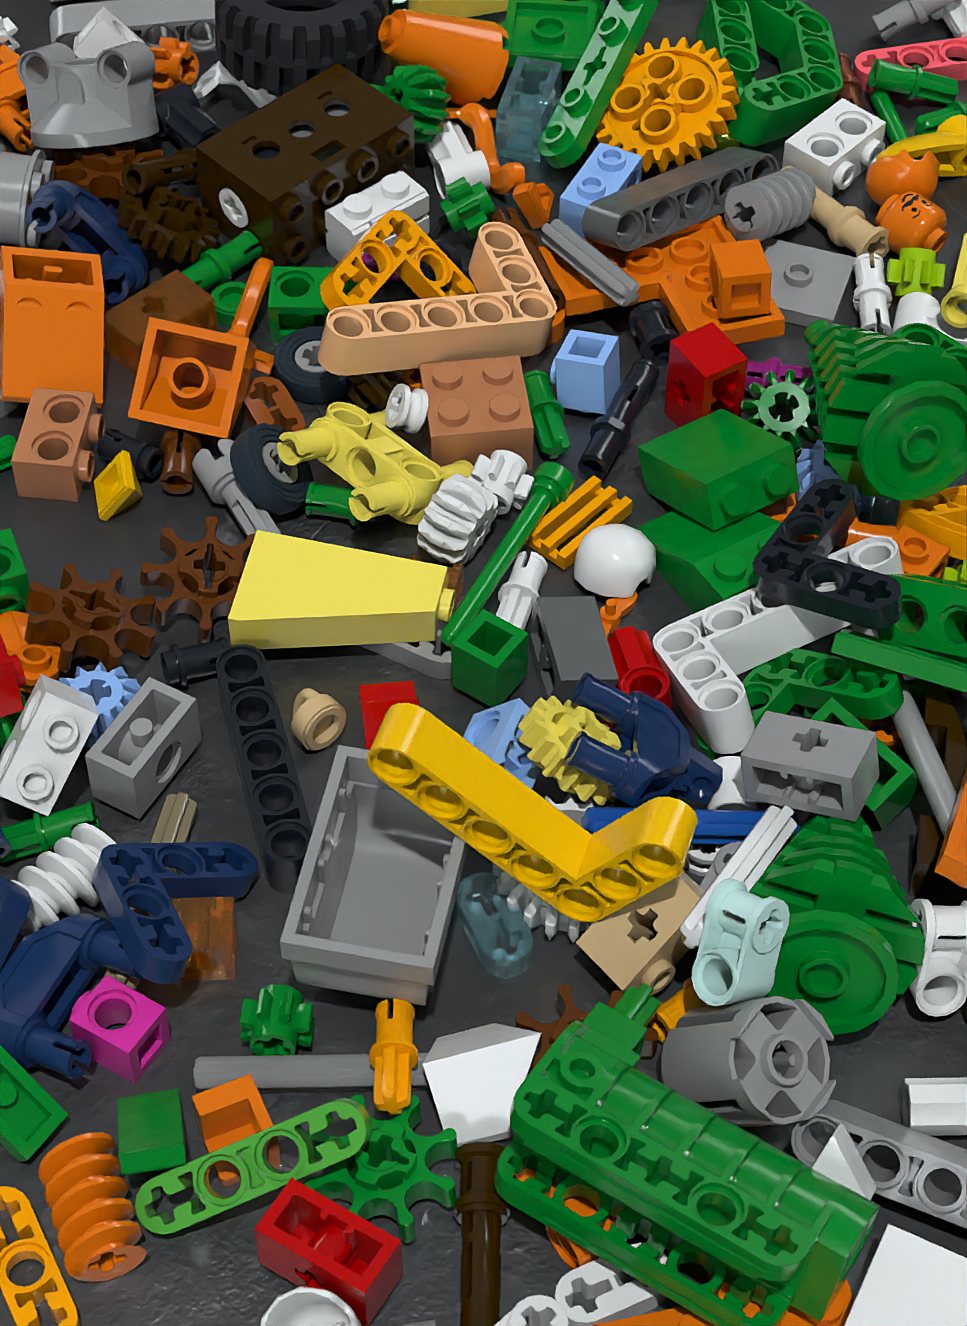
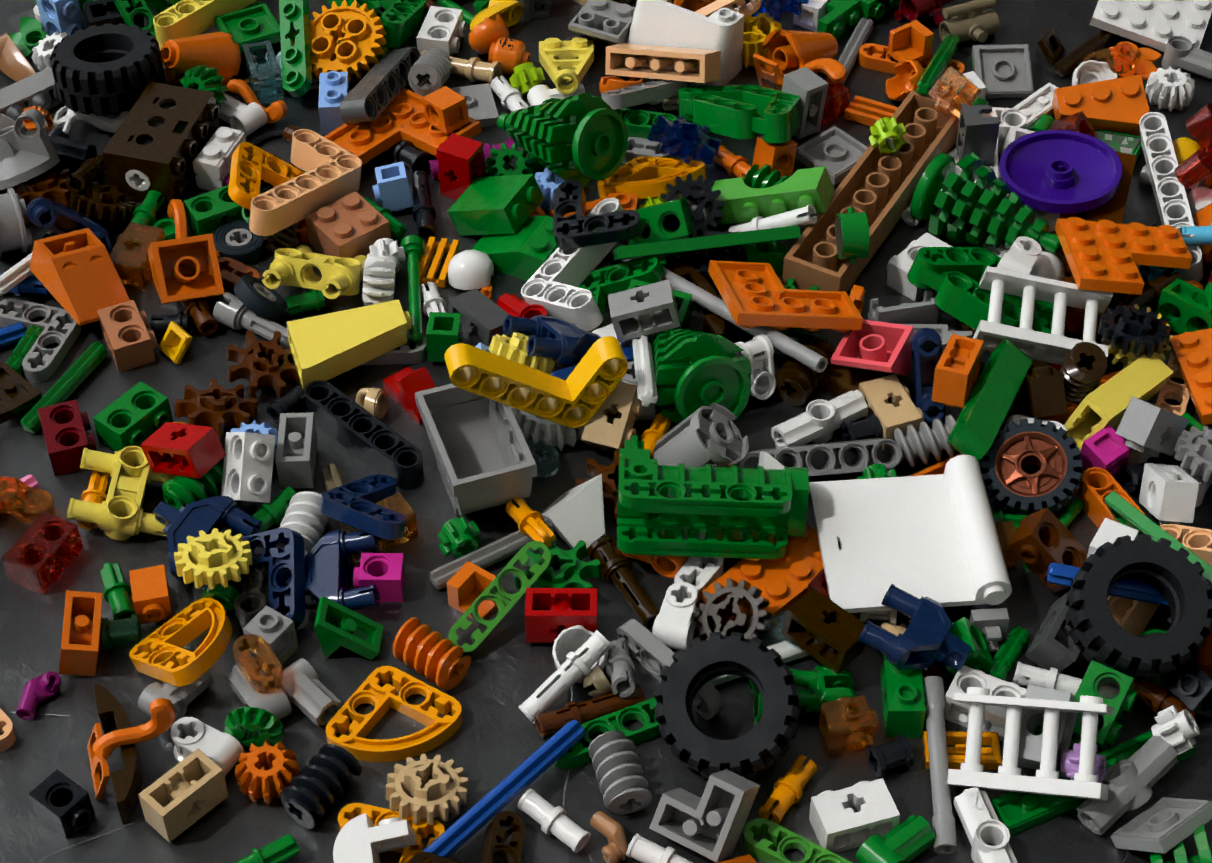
camera: 30 degrees left, 5 degrees down
(150, 1132) = (436, 608): green tile -> none
(406, 408) = (313, 239): white bush -> none
(467, 206) = (267, 133): green gear -> none
(535, 202) = (299, 118): orange tile -> none
(590, 262) = (357, 133): light grey axle -> none
(738, 948) = (672, 387): light aqua piece -> none

